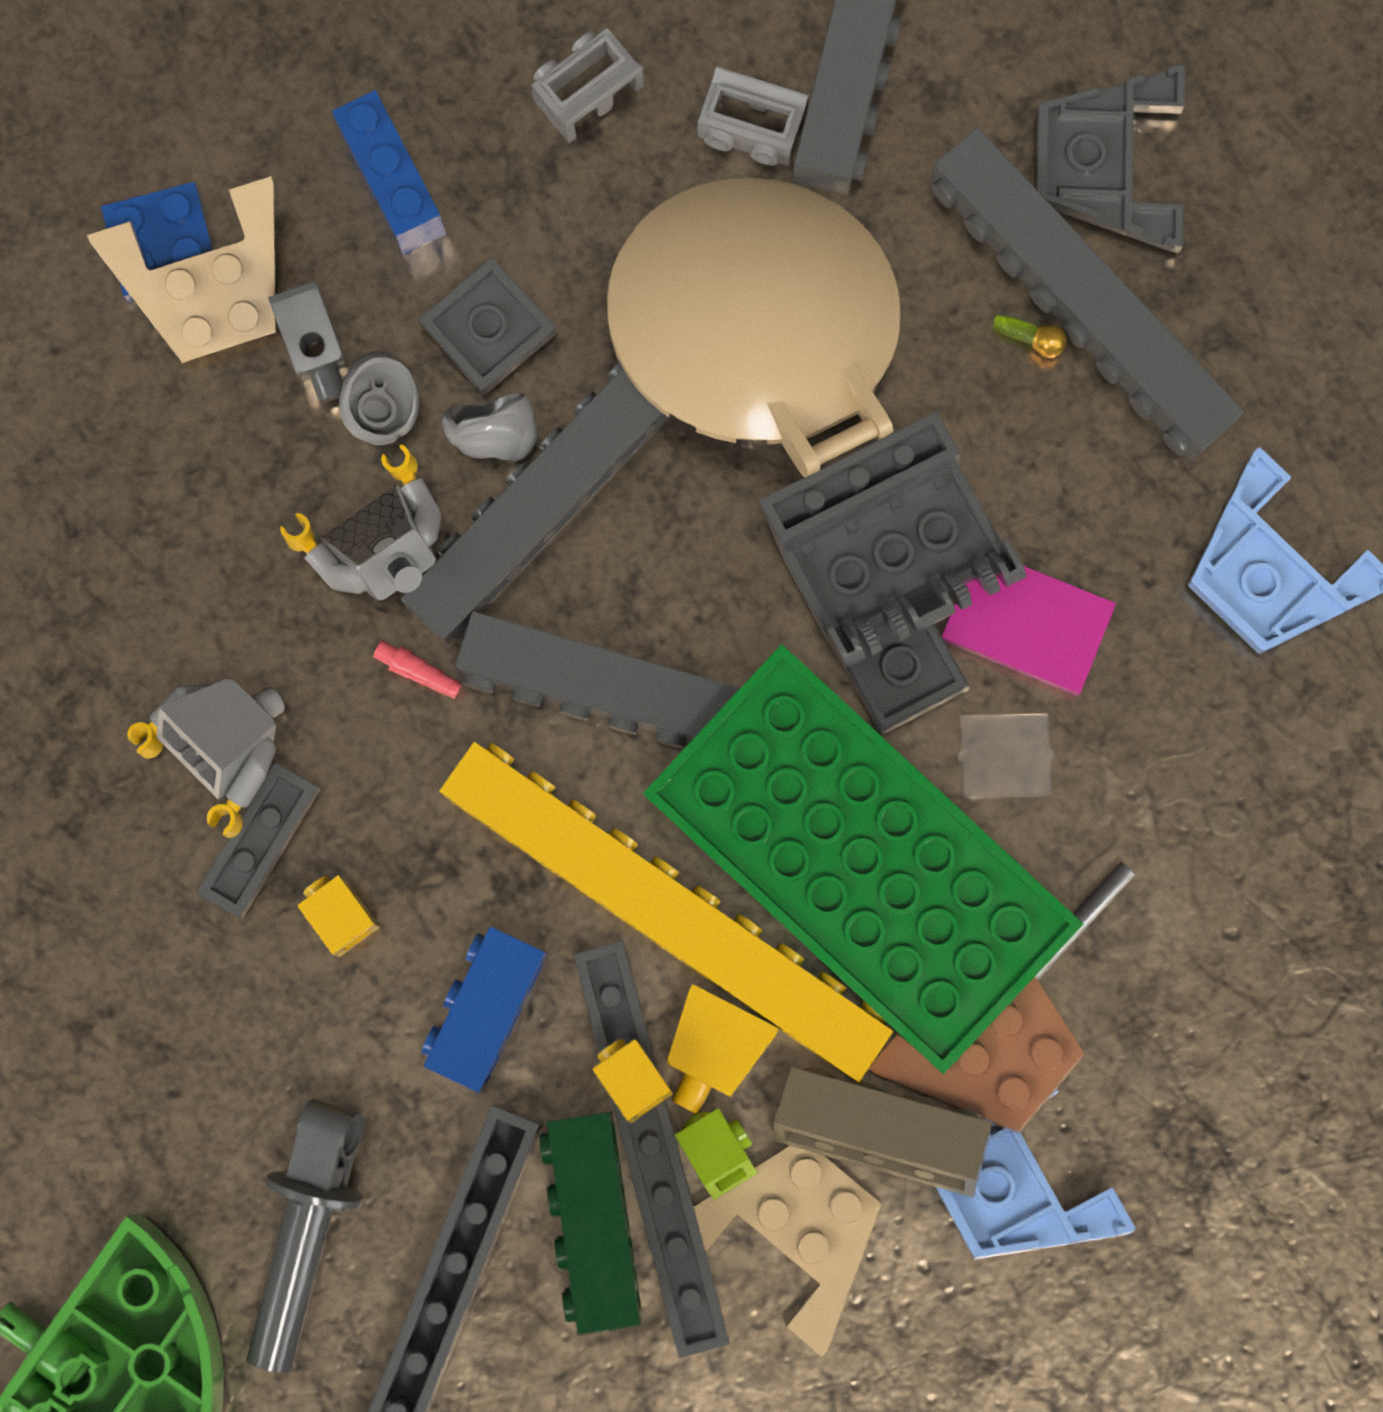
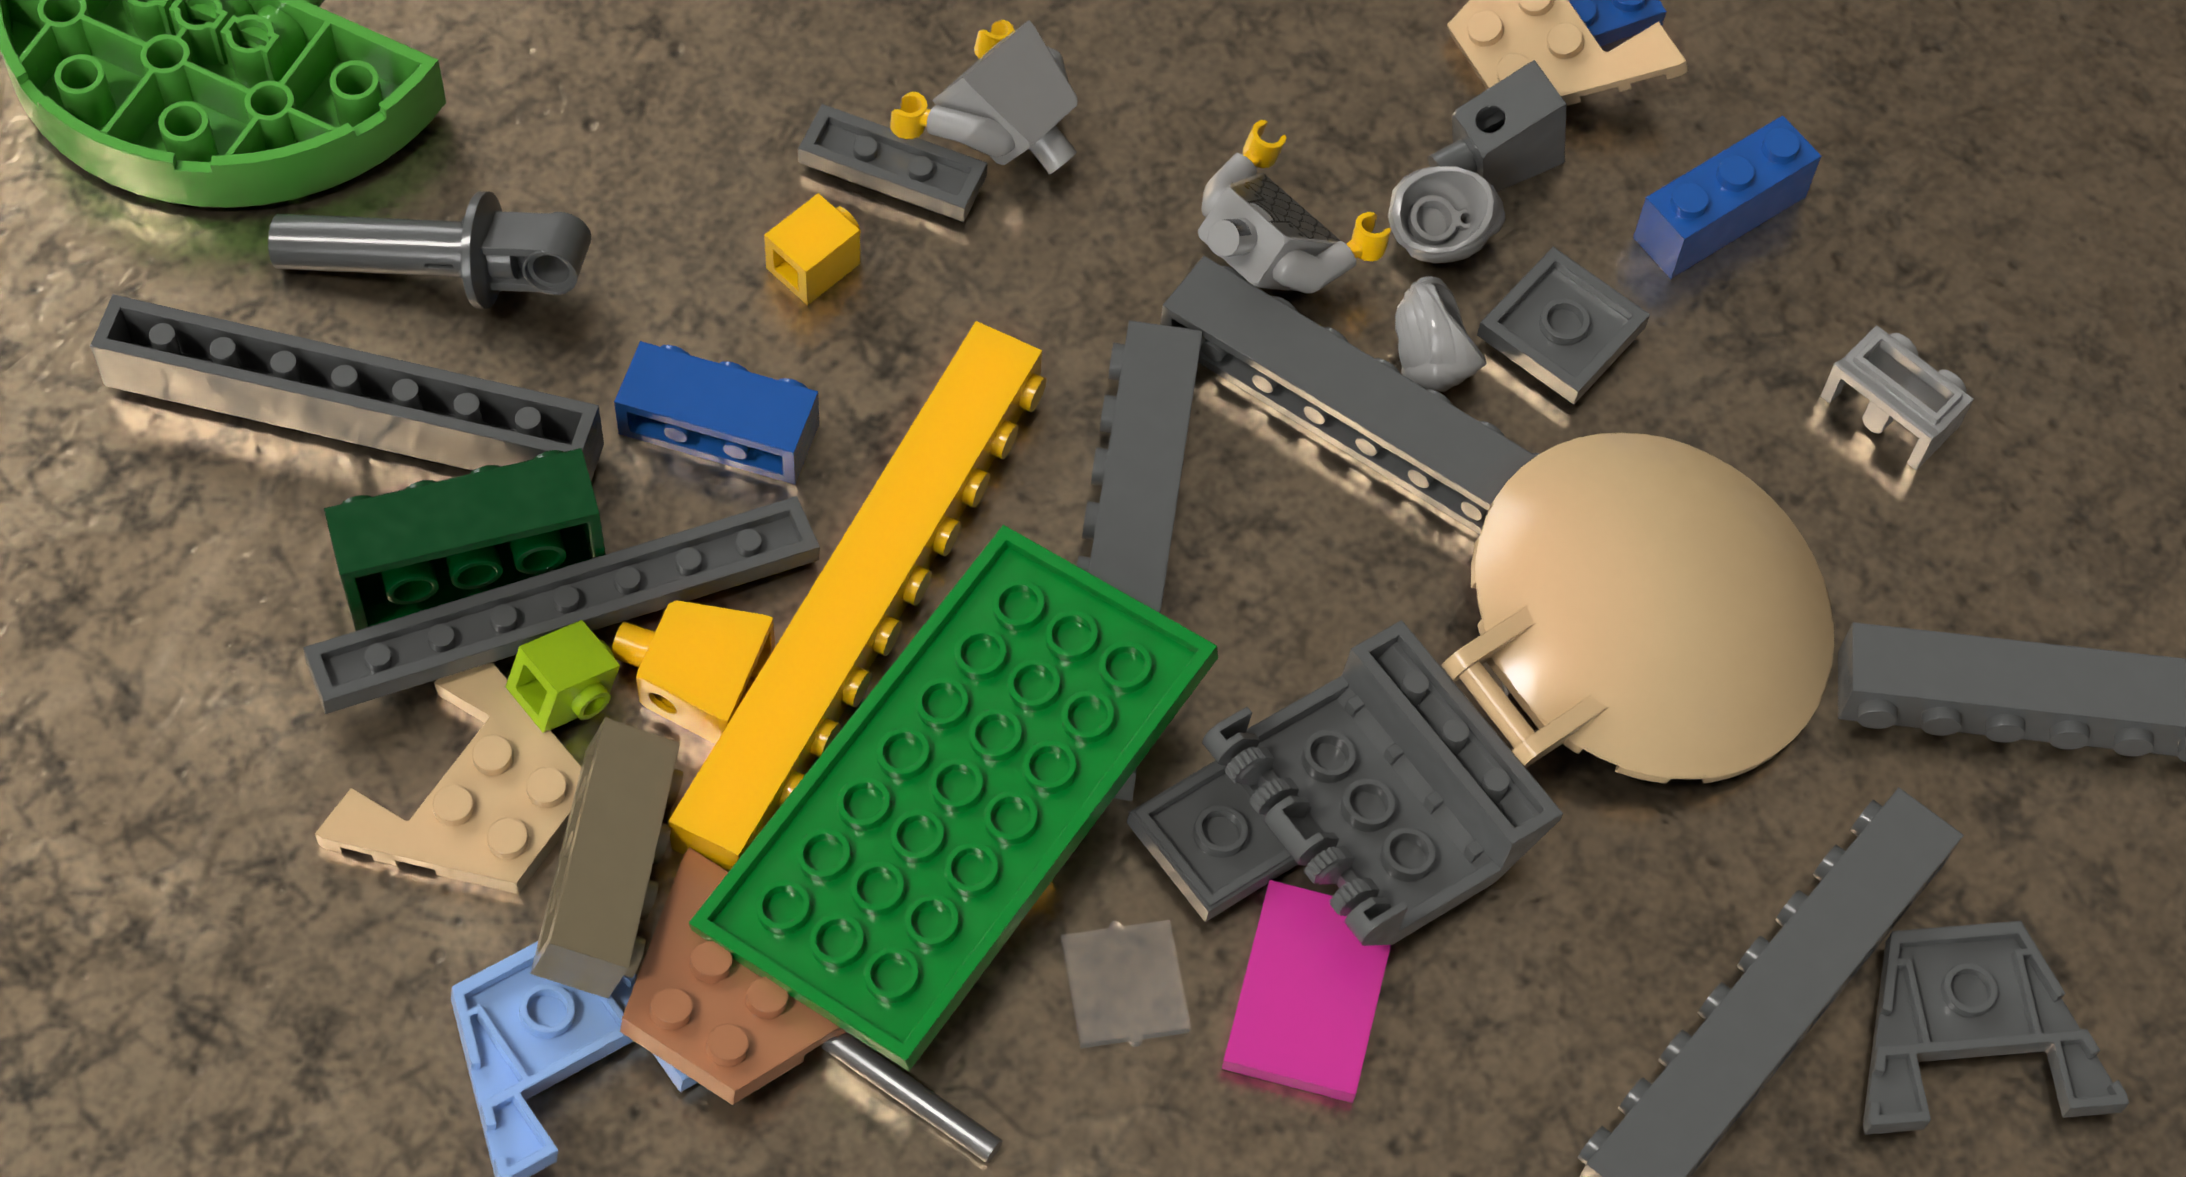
camera: 75 degrees right, 20 degrees down
(416, 668) = (1126, 299): coral animal -> none
(631, 1079) = (643, 555): yellow brick -> none
(762, 144) = (1876, 553): light grey window -> none
(1046, 339) = (1699, 970): piece -> none

